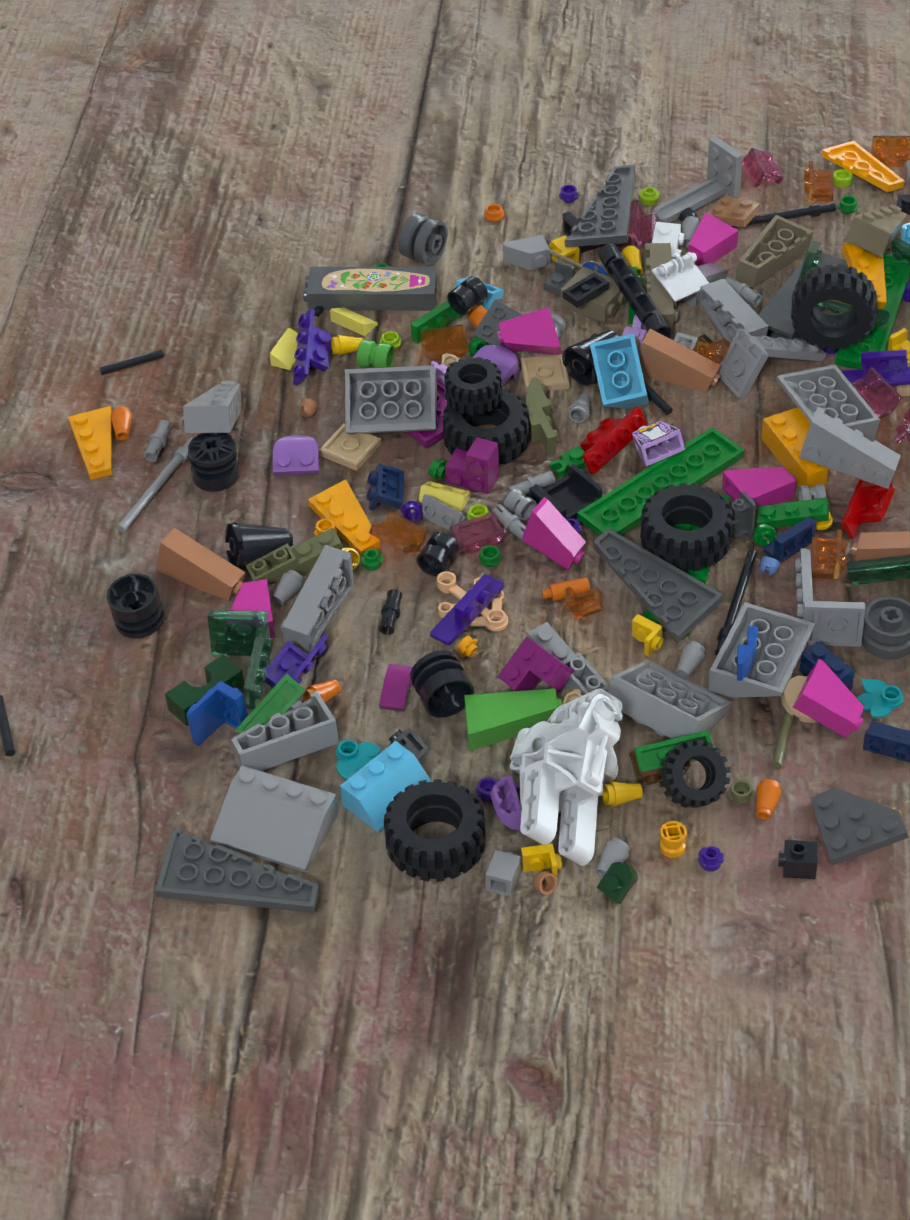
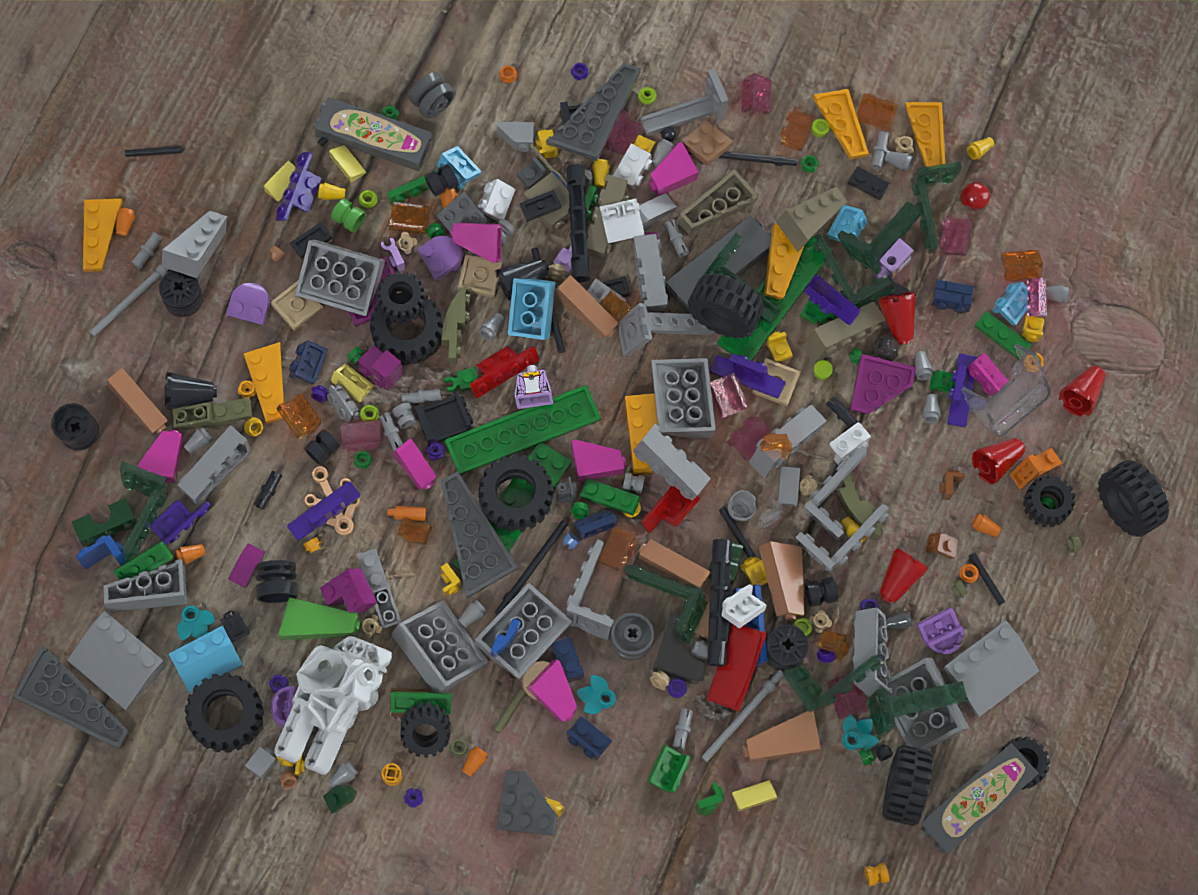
camera: 10 degrees right, 25 degrees up
(335, 392) = (316, 233): none -> black plate
(371, 559) = (267, 431): green plate -> none
(530, 301) = (496, 199): none -> white bracket
(619, 793) = (372, 720): yellow cone -> none
(798, 859) = (473, 822): black brick -> none

